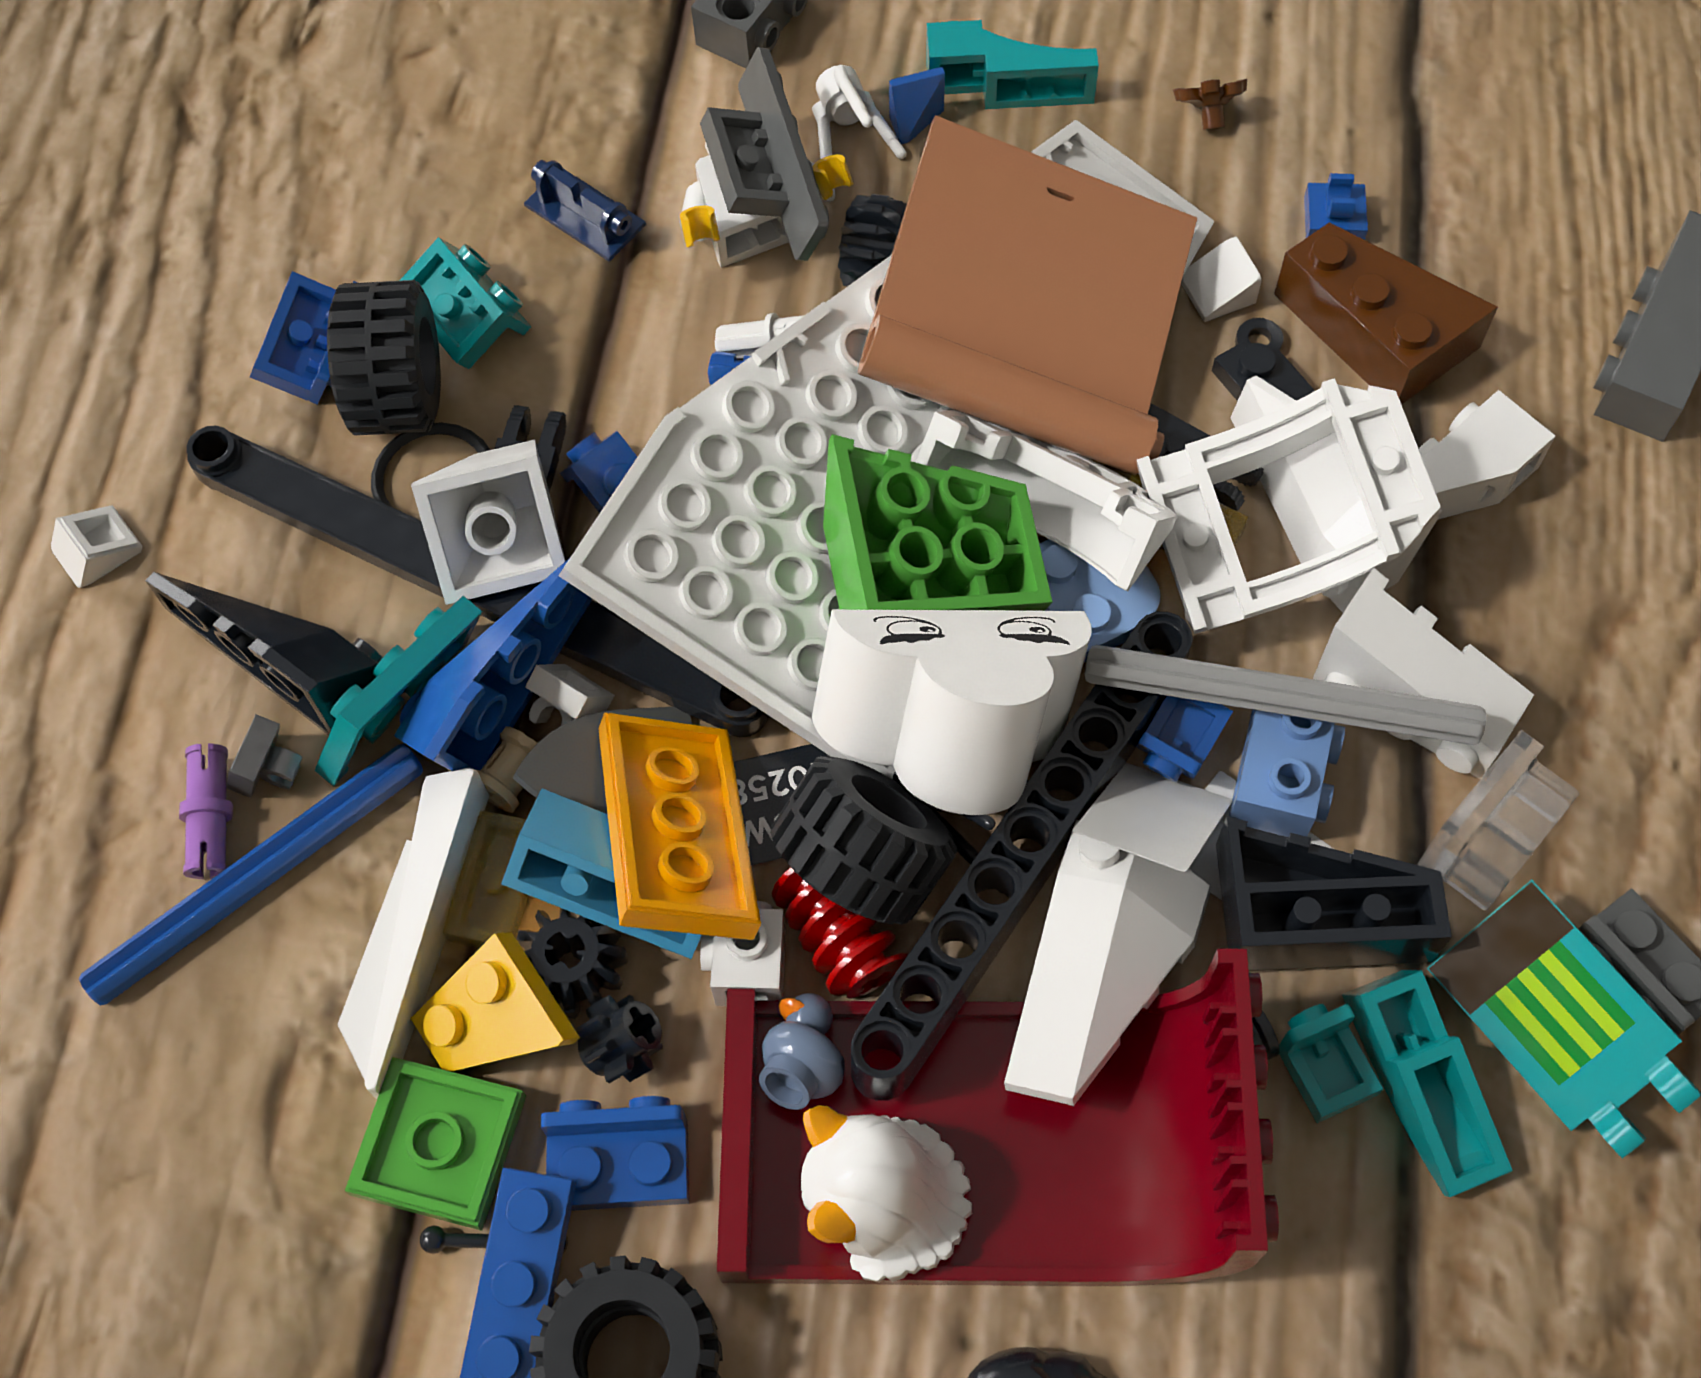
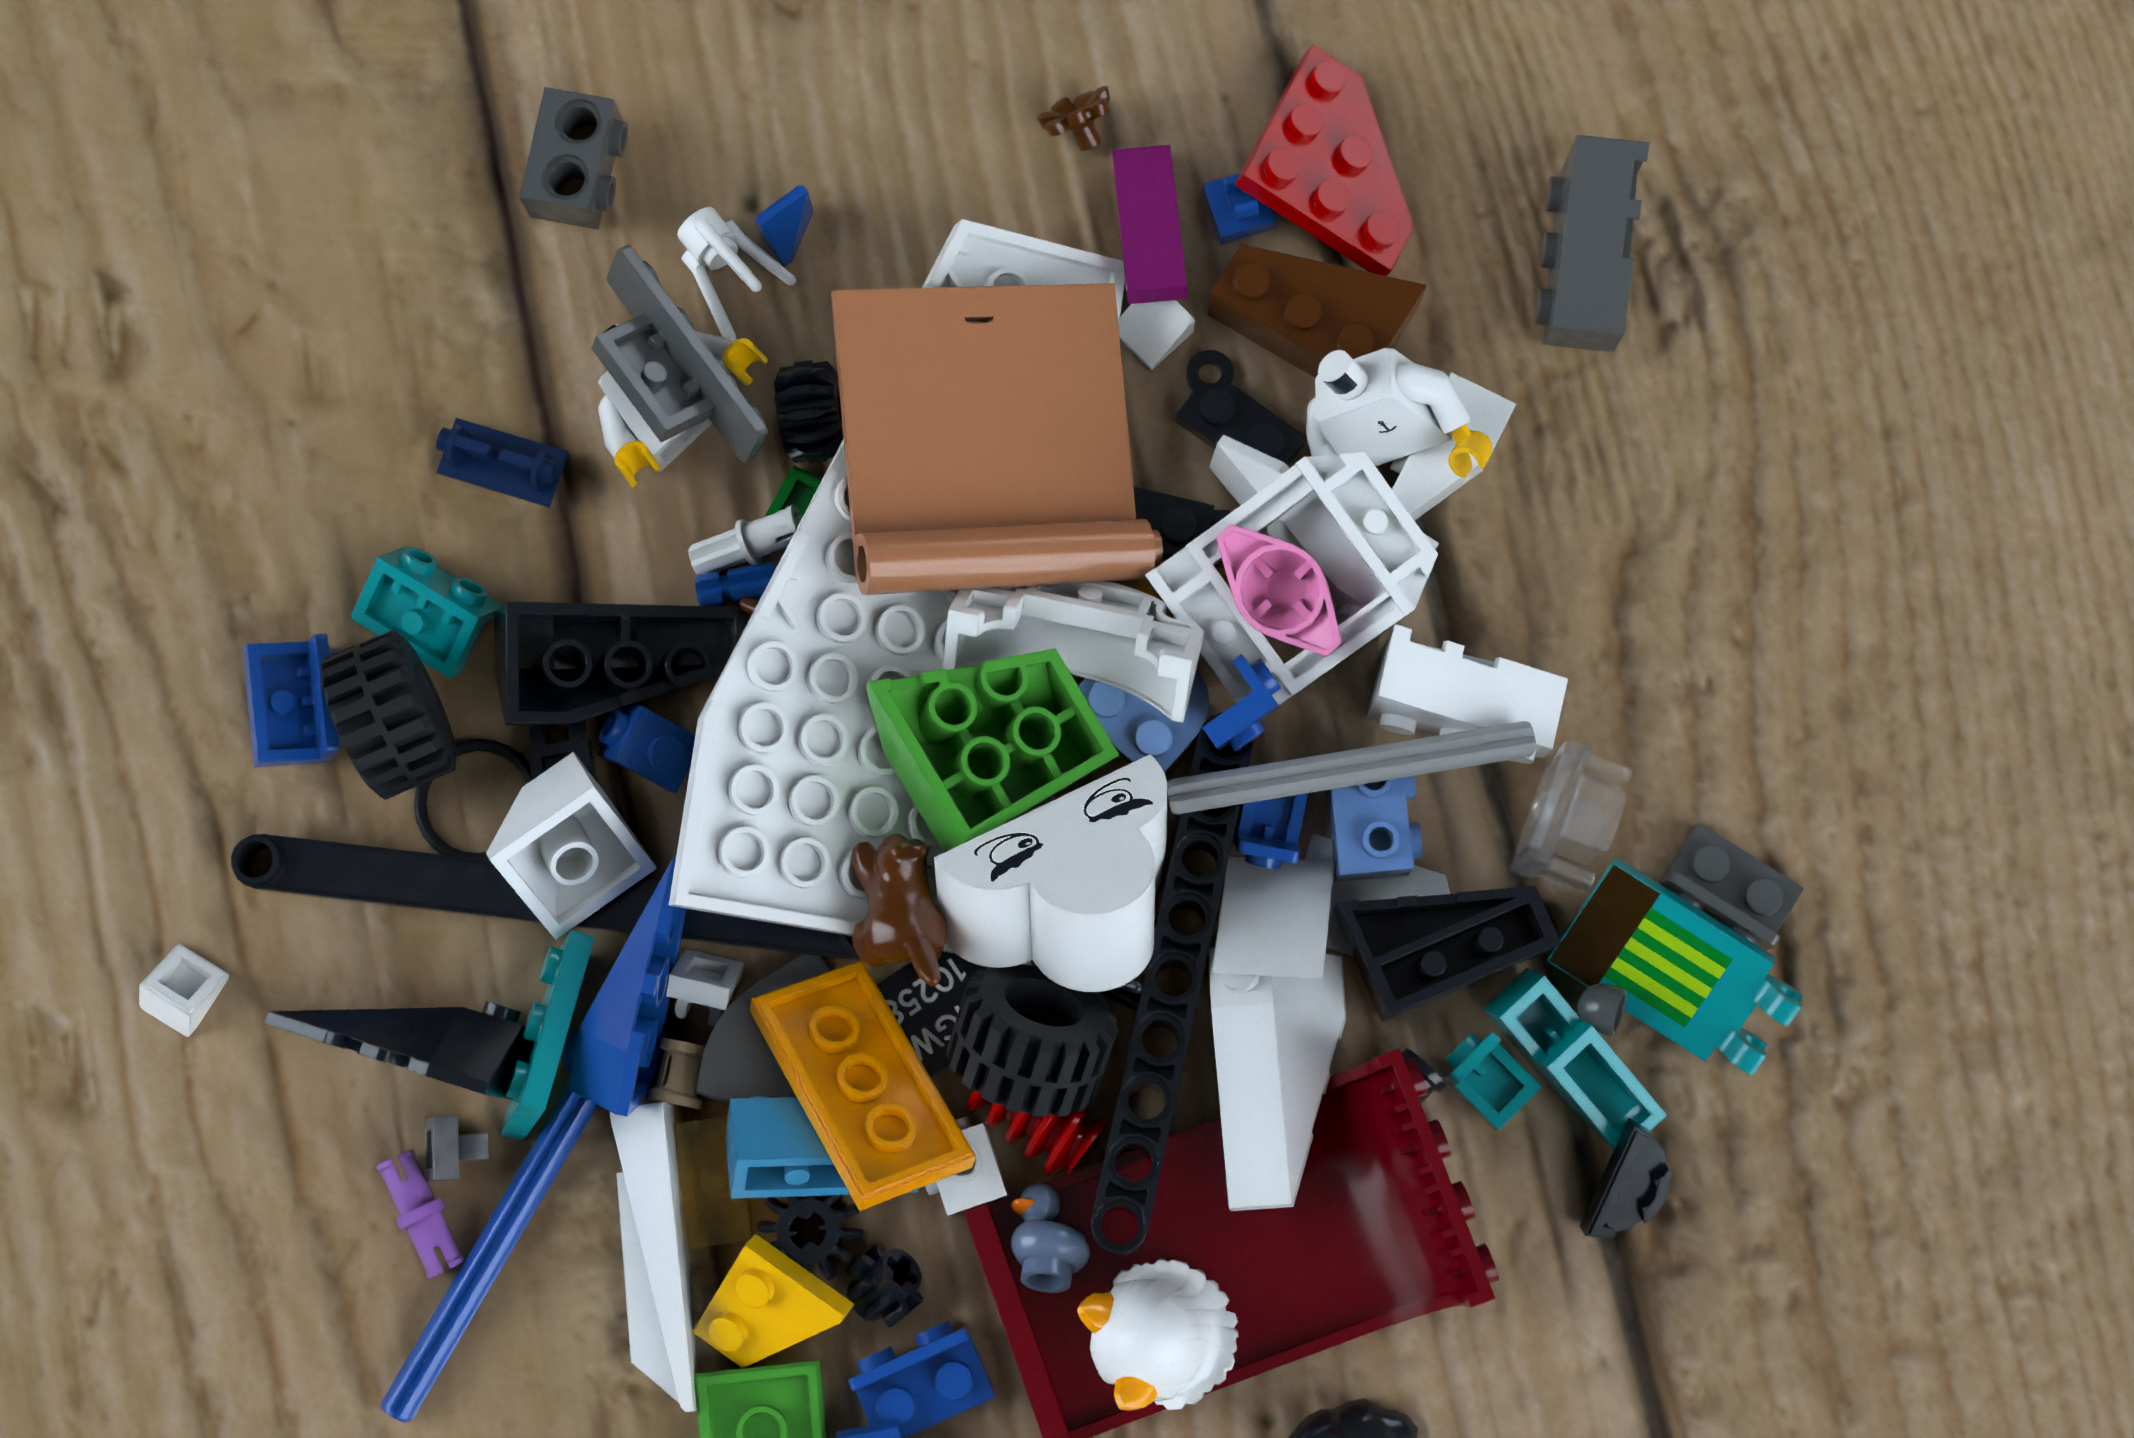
camera: 20 degrees left, 15 degrees up
(588, 376) = (594, 658): none -> black wedge
(781, 666) = (901, 915): none -> reddish brown animal
(1009, 70) = (819, 152): teal slope -> none
(1192, 607) = (1242, 721): none -> blue bracket
(1246, 195) = (1149, 224): none -> magenta tile
(1266, 503) = (1279, 589): none -> bright pink hat
(1433, 196) = (1329, 165): none -> red plate
(1441, 384) = (1389, 411): none -> white torso
(1451, 1229) = (1631, 1185): none -> black plate
(1478, 1030) = (1603, 1007): none -> dark grey hinge

